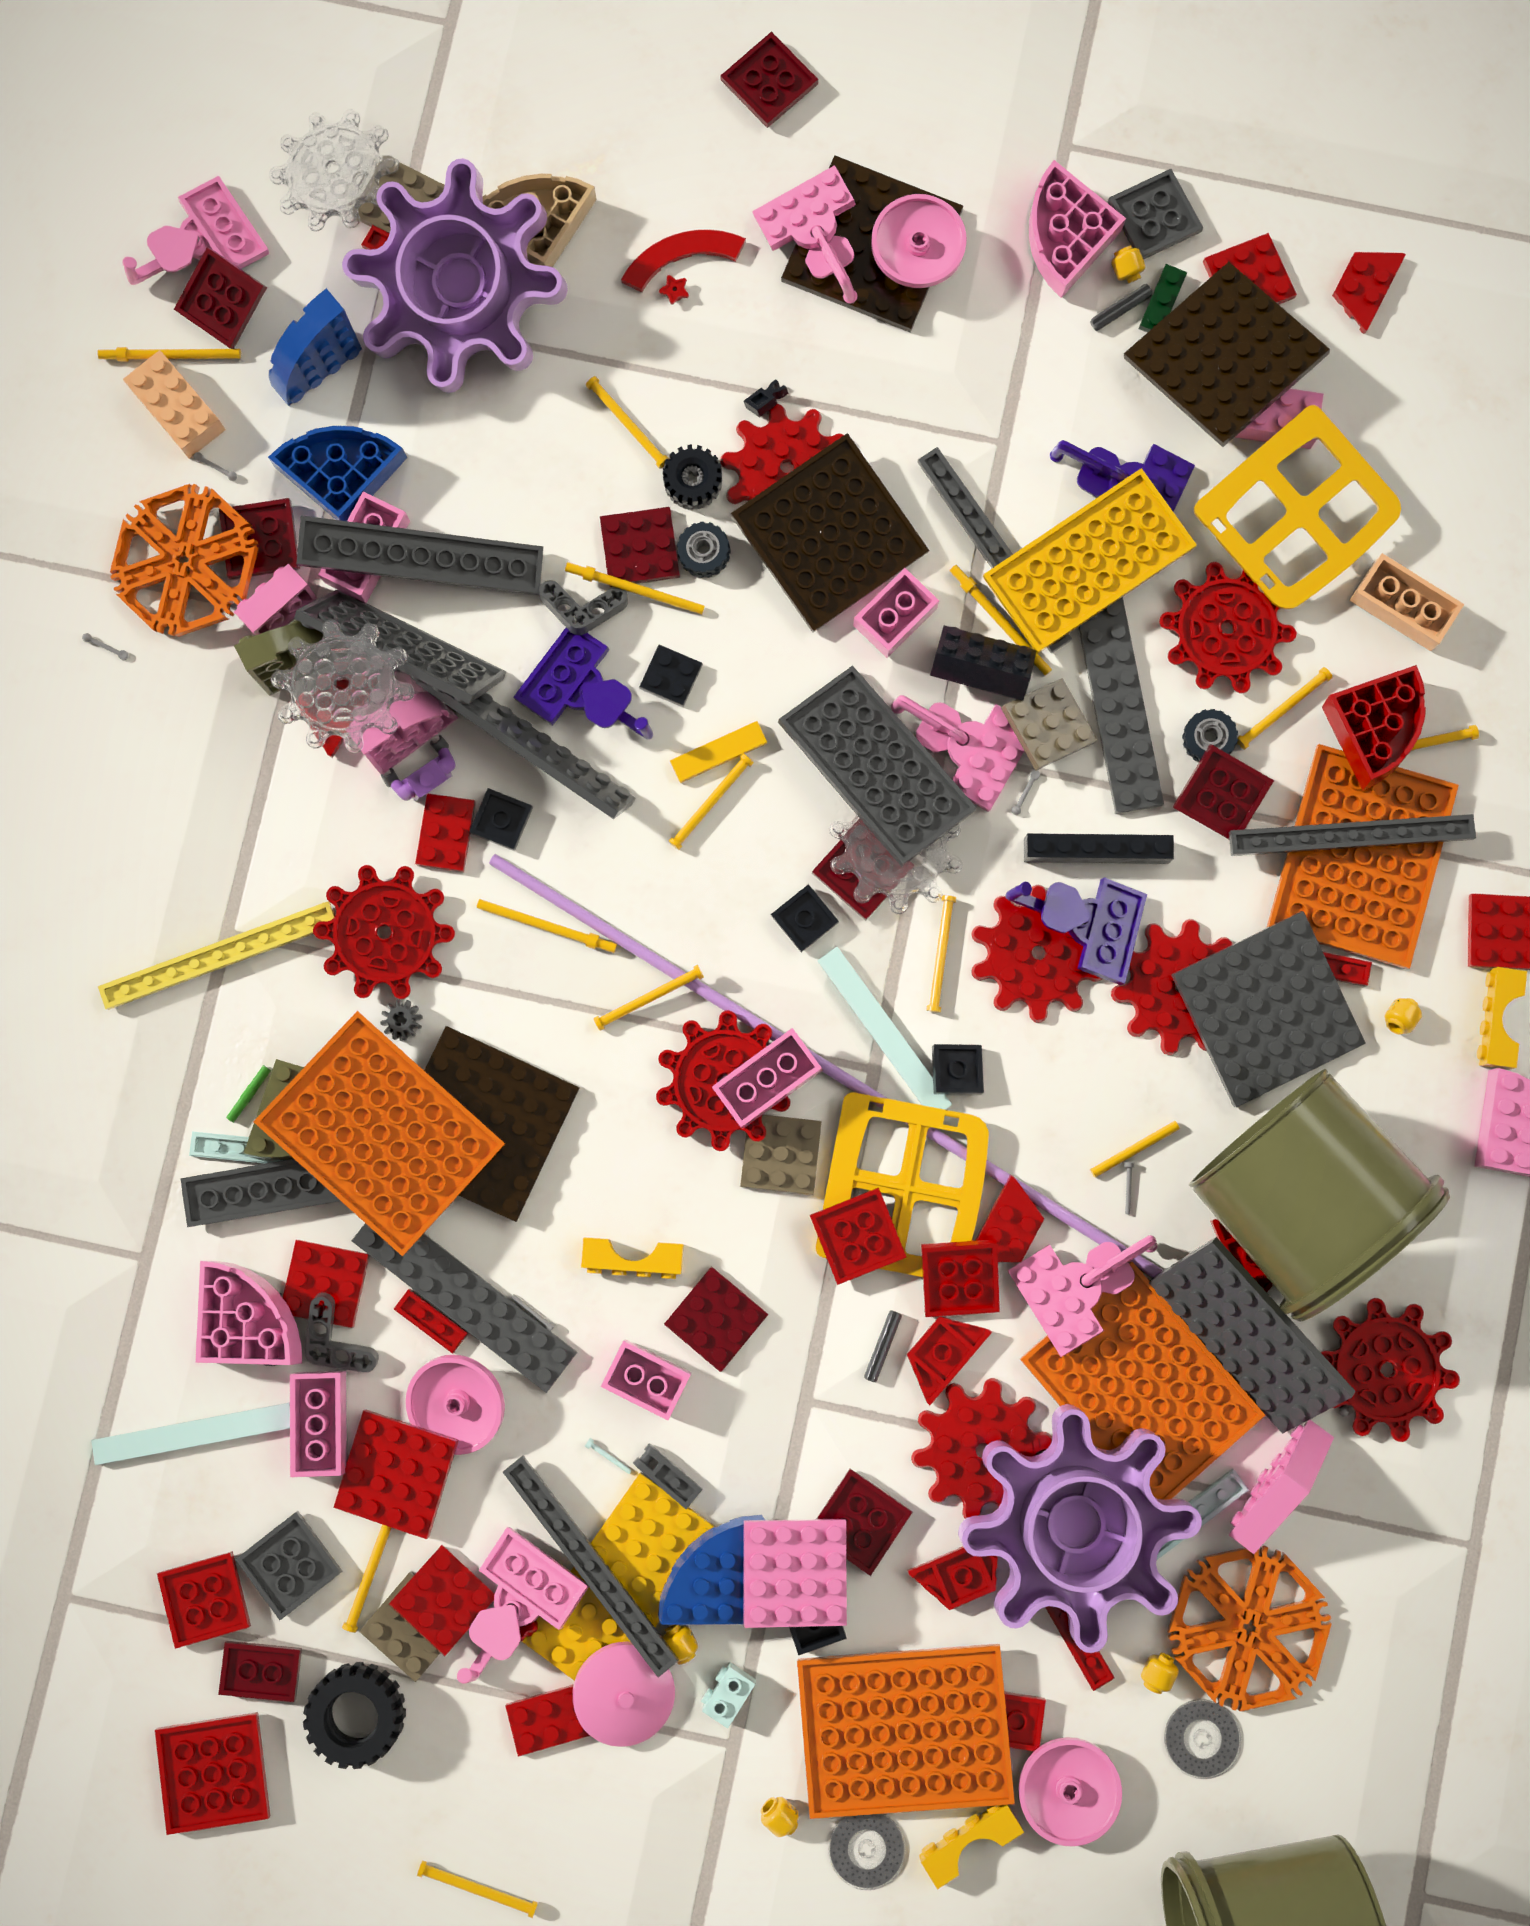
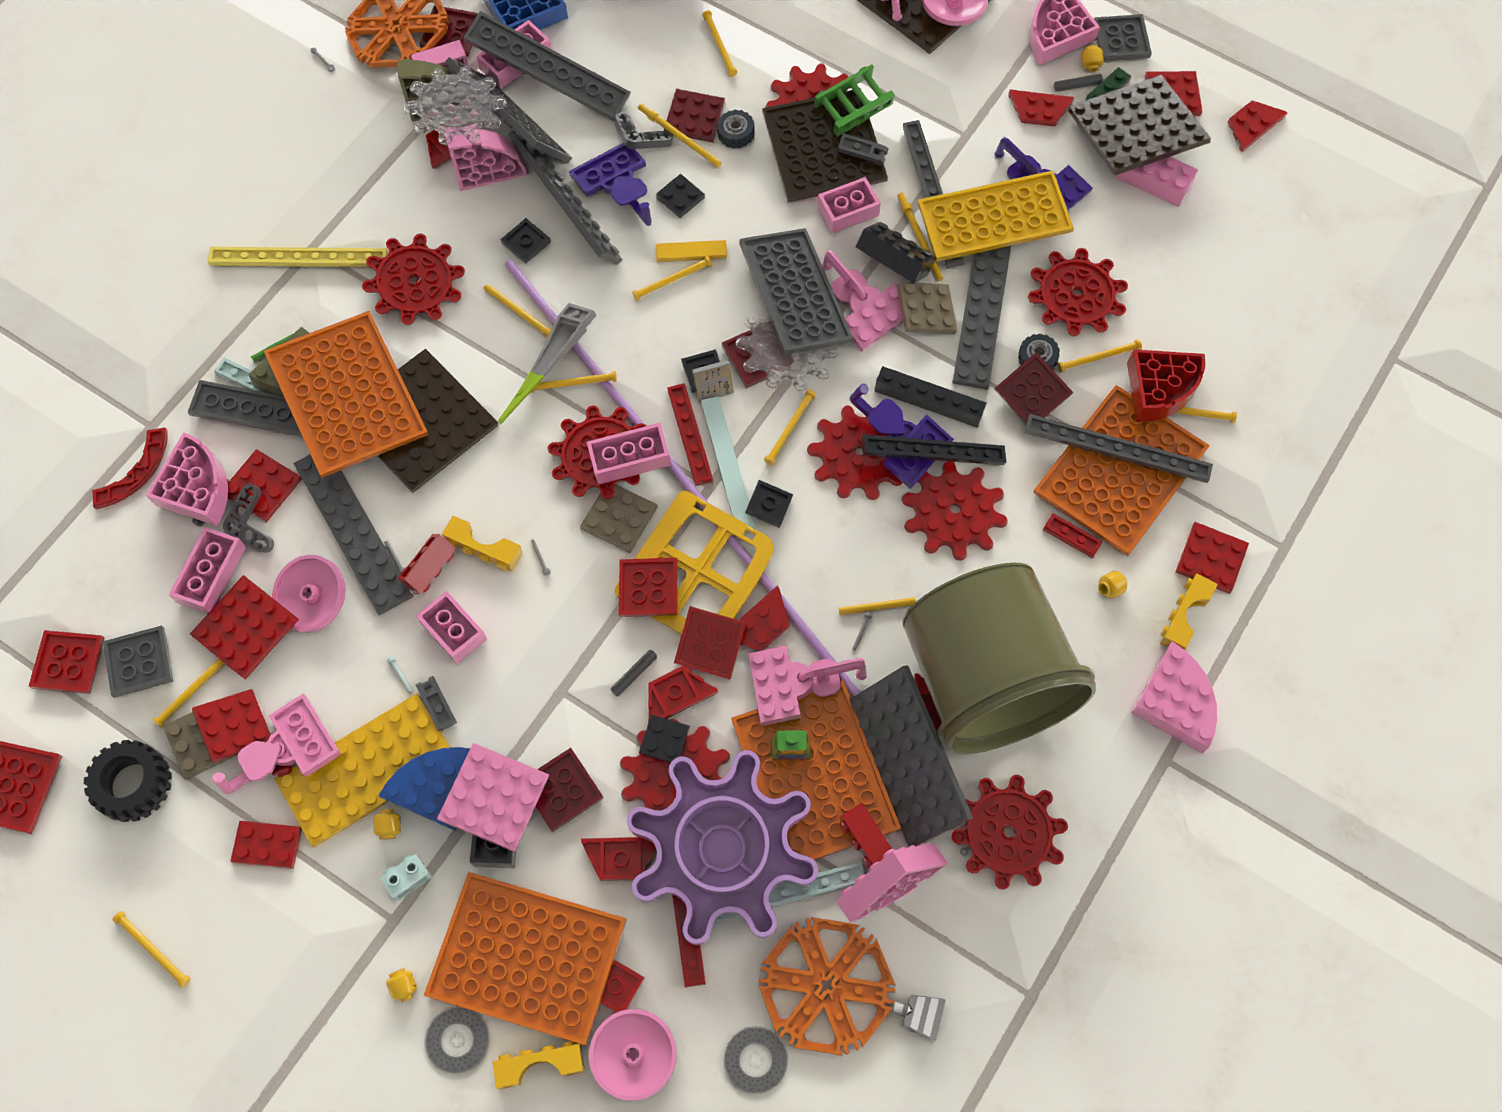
camera: 20 degrees right, 15 degrees down
(165, 1326) = (140, 473): none -> red tile
(191, 1433) = (116, 548): light aqua tile -> none
(260, 1671) = (79, 726): dark red plate -> none
(392, 1016) = (398, 337): dark grey gear -> none
(426, 777) = (487, 195): medium lavender torso -> none
(430, 1321) = (321, 536): red tile -> none
(445, 832) = (484, 237): red plate -> none
(579, 1310) = (427, 564): none -> brick
(591, 1566) = (349, 742): dark grey plate -> none
(614, 940) = (565, 333): none -> light grey plate
(621, 1696) = (328, 844): bright pink dish -> none
(698, 463) = (747, 76): black bush -> none
(716, 1319) = (521, 609): dark red plate -> none
(724, 1258) = (546, 571): none -> light grey piece
(765, 400) = (813, 58): black plate -> none
(821, 1010) = (690, 434): none -> red tile
(825, 933) = (713, 380): none -> light grey tile
(871, 460) = (856, 115): none -> bright green fence
(884, 525) = (863, 149): none -> dark grey plate
(956, 1419) = (664, 739): none -> black plate
(1034, 775) = (904, 339): light grey hinge -> none
(1084, 364) = (1039, 107): none -> red wing
(1106, 1372) = (791, 745): none -> bright green torso
(1133, 927) = (933, 450): none -> black plate
(1159, 1673) = (741, 992): yellow head -> none
(1234, 1446) = (864, 834): none -> red brick
(1268, 1009) = (1016, 527): dark grey plate -> none
(1300, 510) = (1155, 233): yellow window -> none
(1365, 1619) = (921, 1015): none -> torso
(1406, 602) = (1212, 316): light nougat brick -> none

